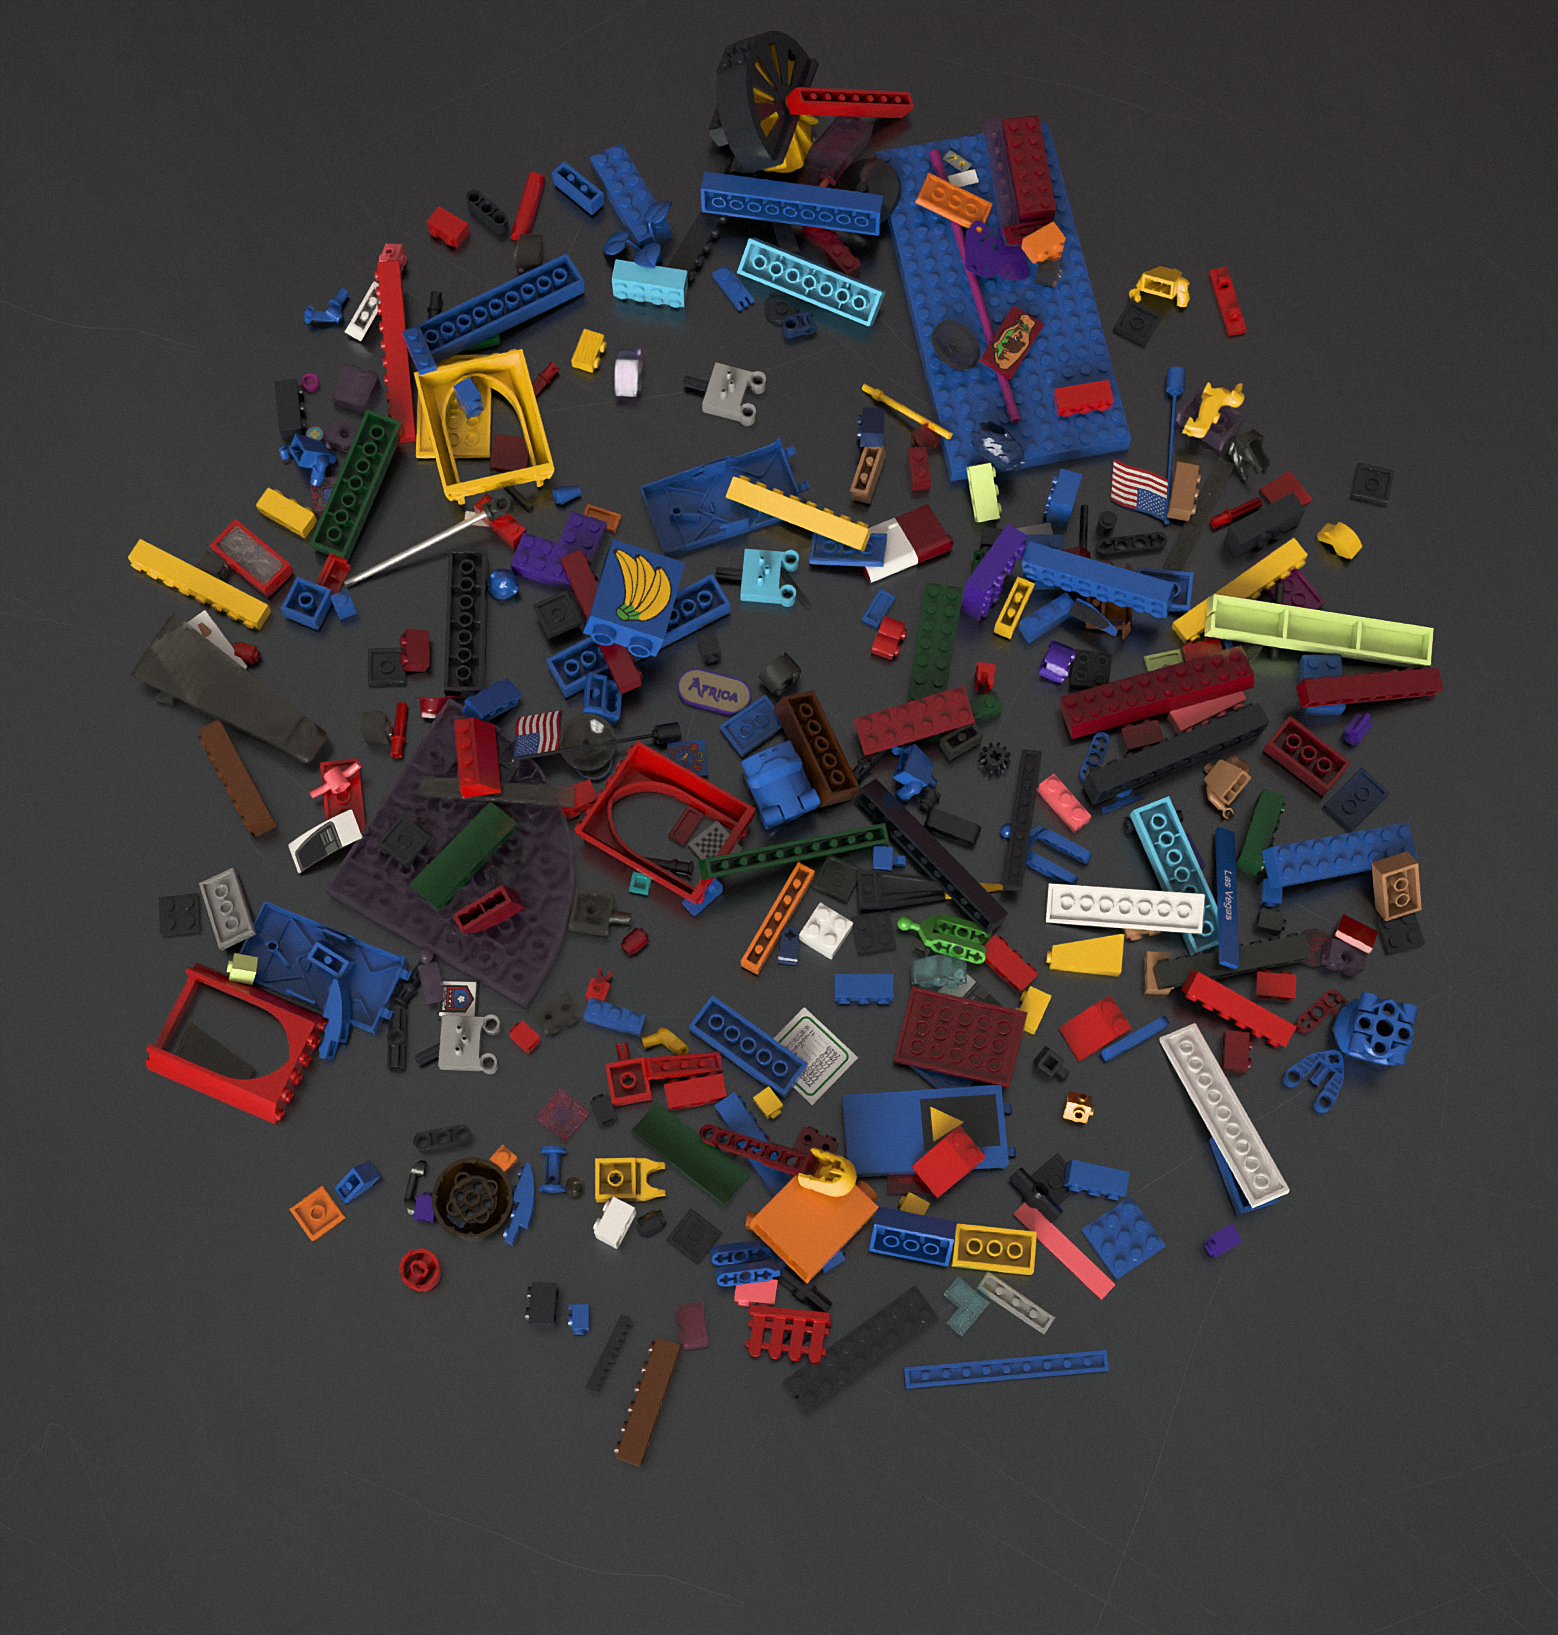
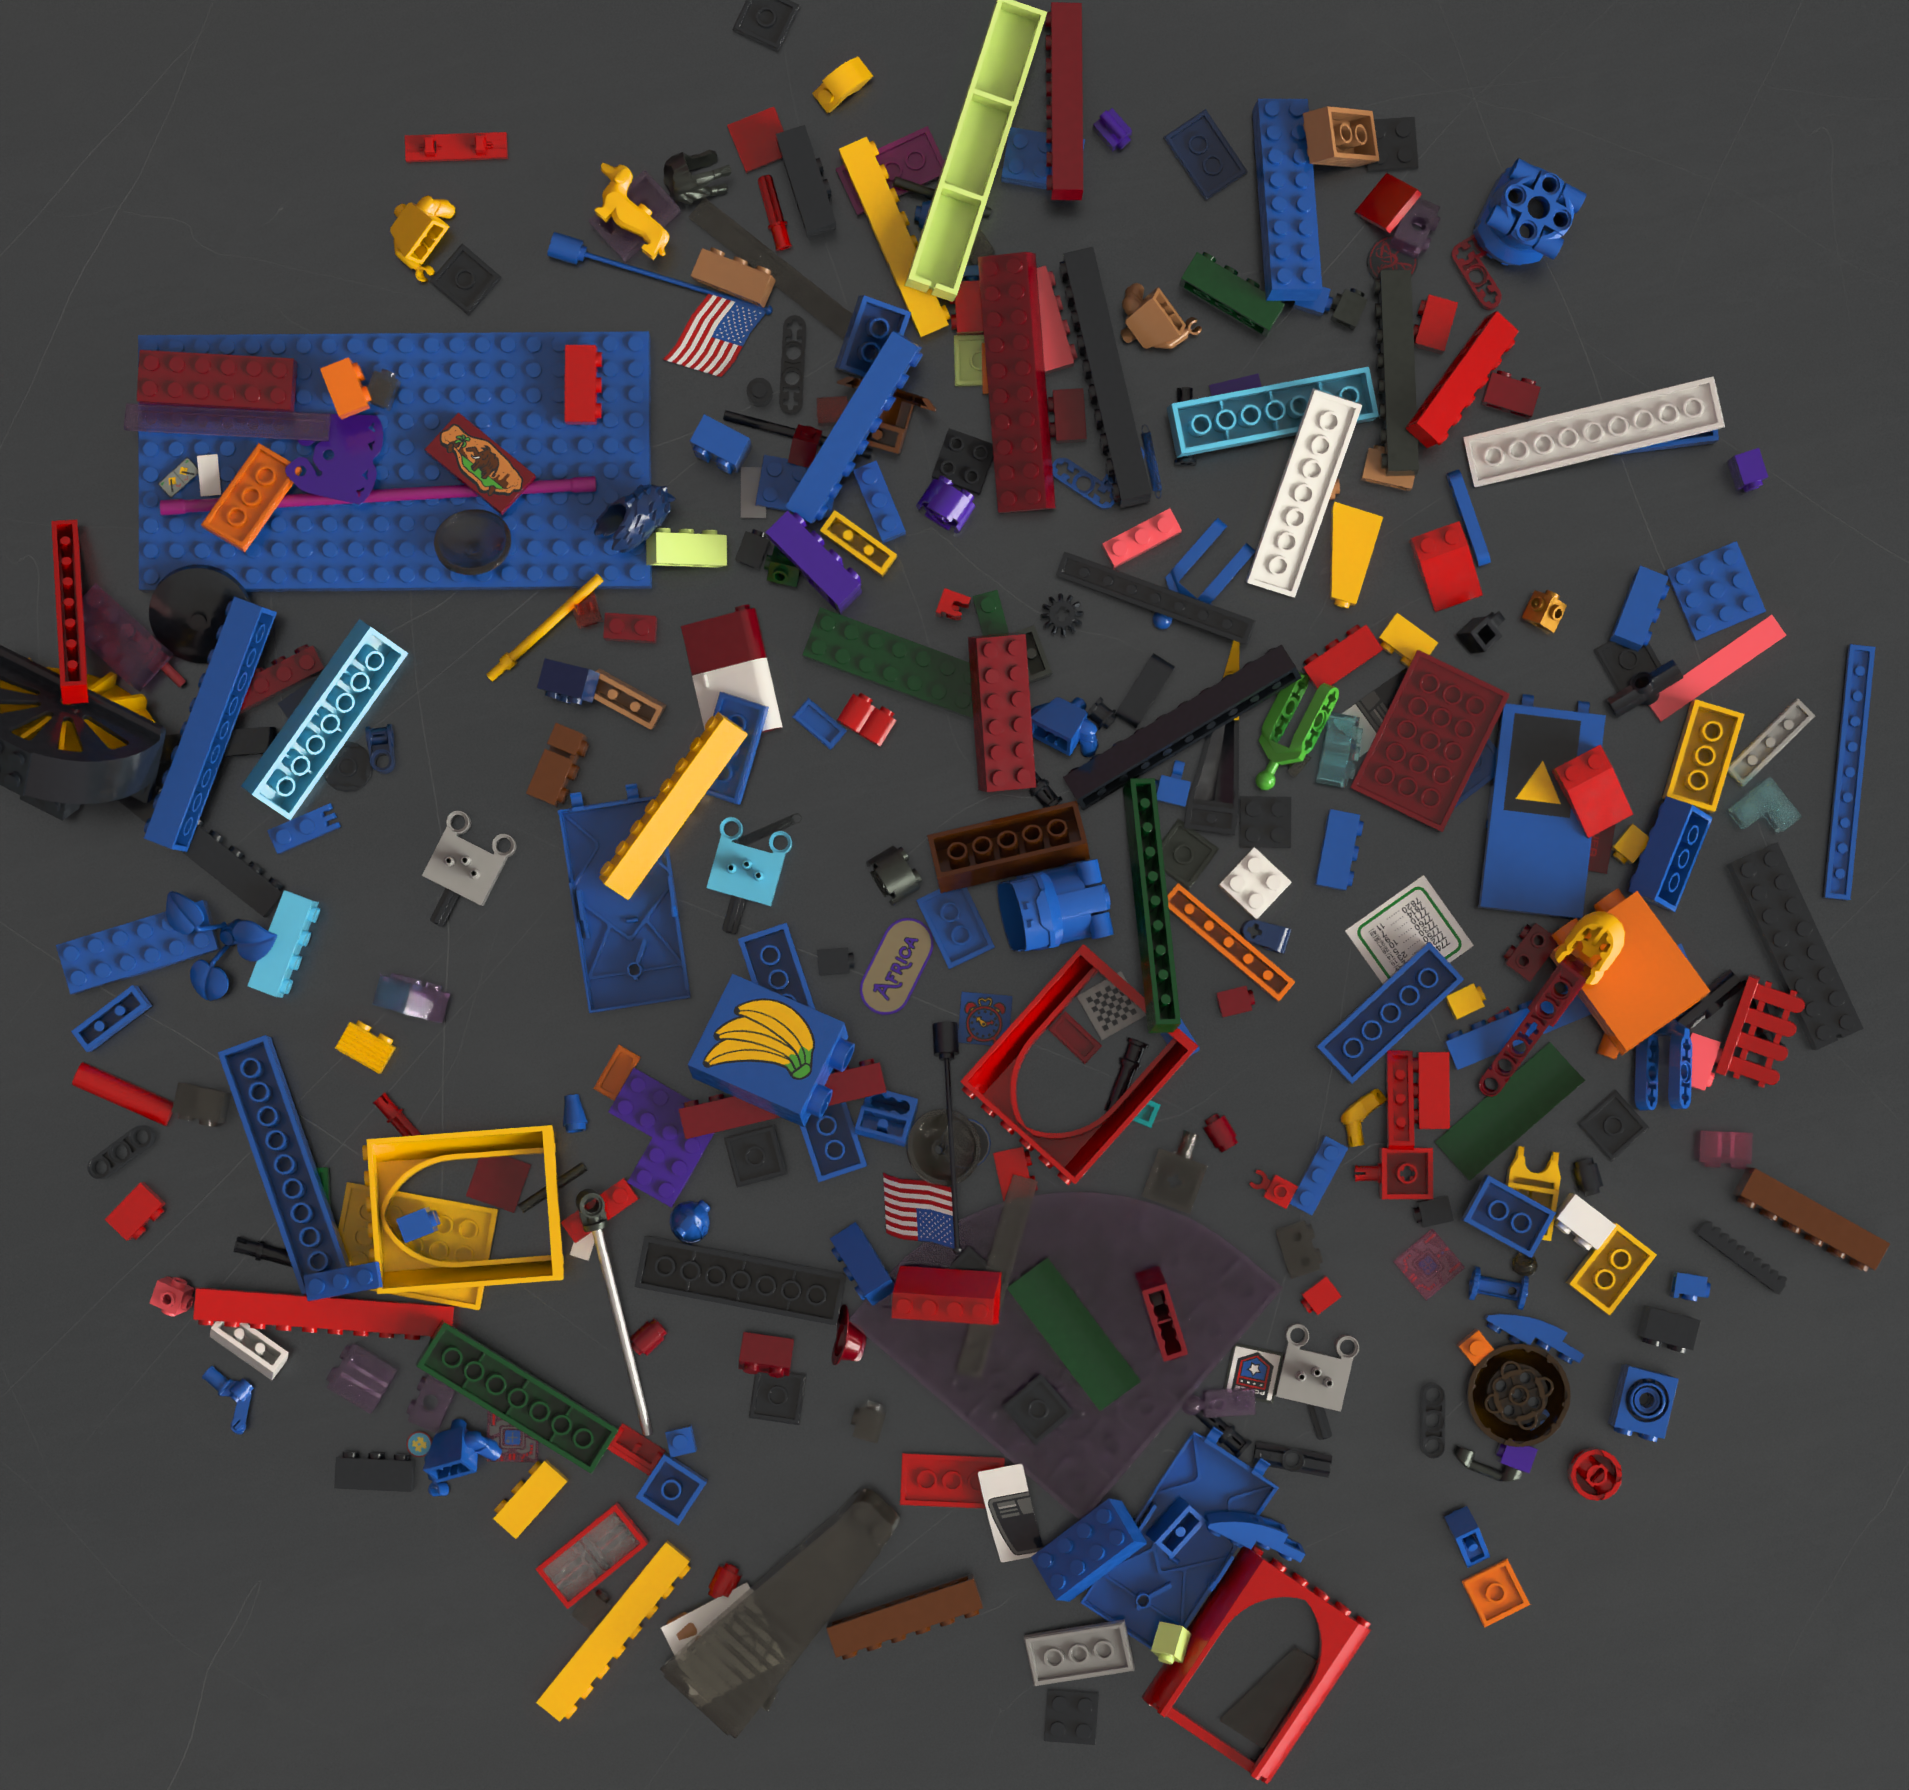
camera: 80 degrees left, 15 degrees up
(304, 897) = (1088, 1550): none -> blue brick
(310, 382) = (336, 1439): magenta tile -> none
(336, 780) = (933, 1486): coral piece -> none
(399, 730) = (872, 1393): red axle -> none
(415, 570) = (648, 1337): none -> dark red brick
(470, 1289) = (1647, 1419): none -> blue brick
(582, 1252) = (1611, 1270): none -> yellow brick
(608, 1157) = (1508, 1216): none -> blue brick
(734, 933) = (1235, 1001): none -> dark red brick
(805, 437) = (558, 765): none -> reddish brown piece
(1017, 232) = (314, 400): dark red tile -> none
(1092, 616) = (894, 445): black sticker -> none
(1227, 898) = (1313, 358): blue tile -> none
(1306, 756) = (1138, 206): dark red brick -> none
(1331, 1088) = (1577, 284): blue connector -> none

